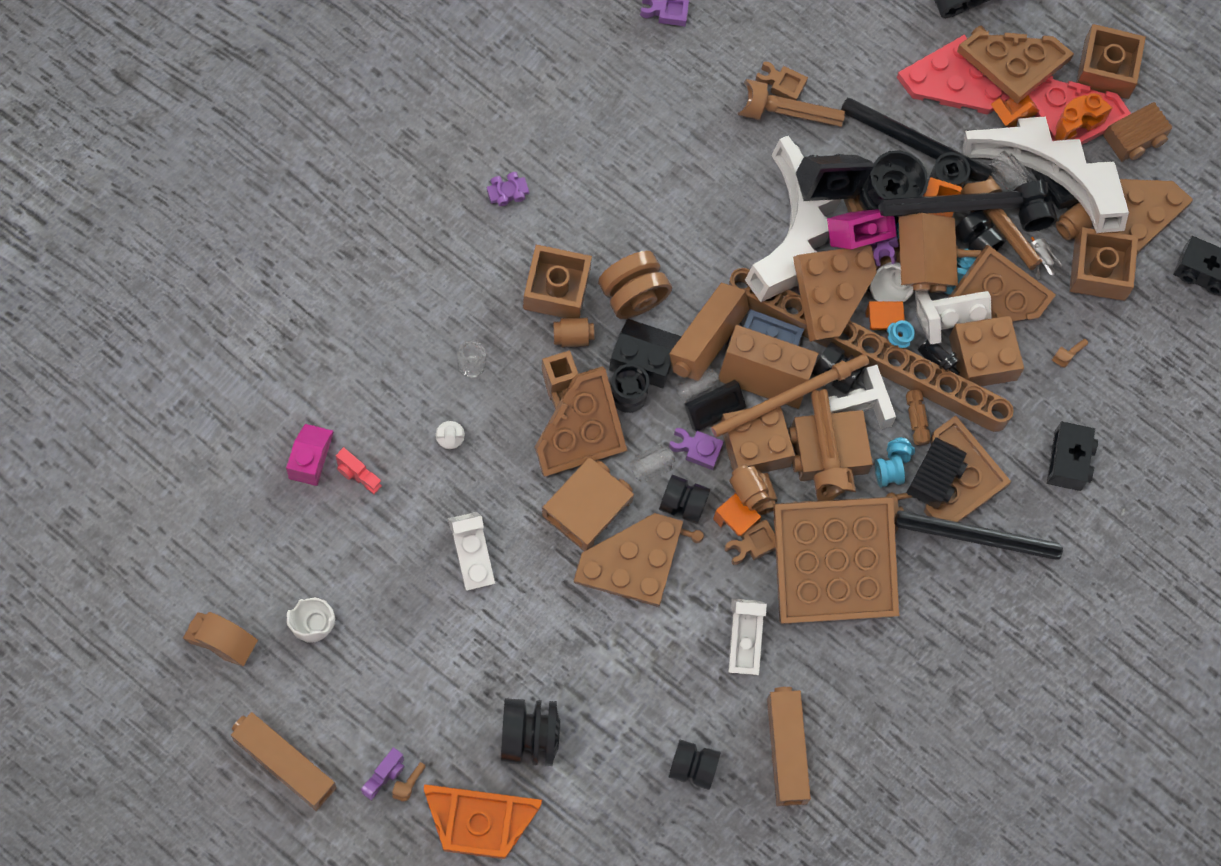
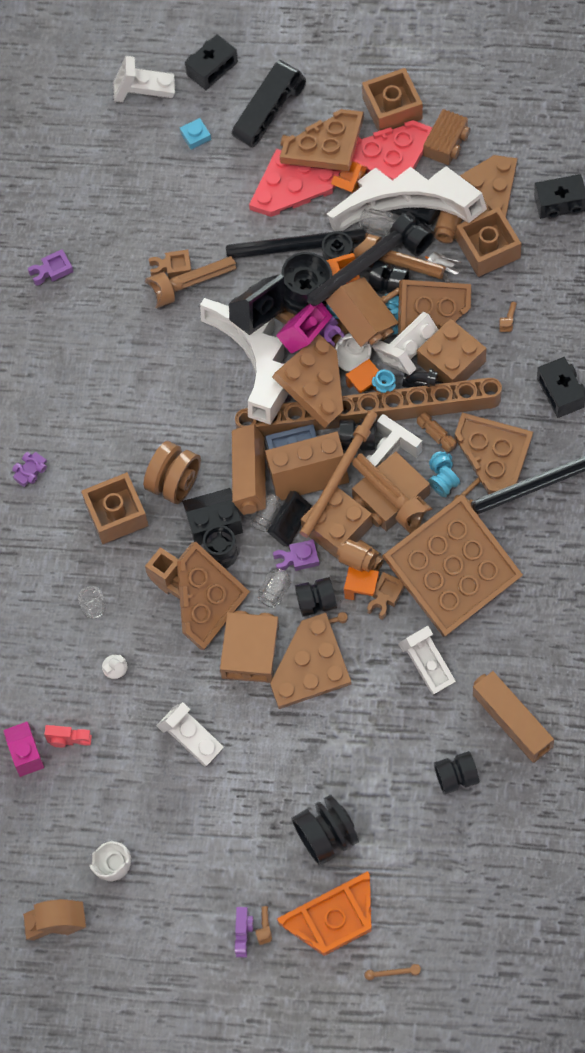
camera: 20 degrees left, 5 degrees down
(283, 760) = (163, 973): medium nougat brick -> none
(573, 332) = (151, 535): medium nougat brick -> none
(937, 473) = (479, 460): black brick -> none
(1084, 113) = (399, 147): orange cylinder -> none

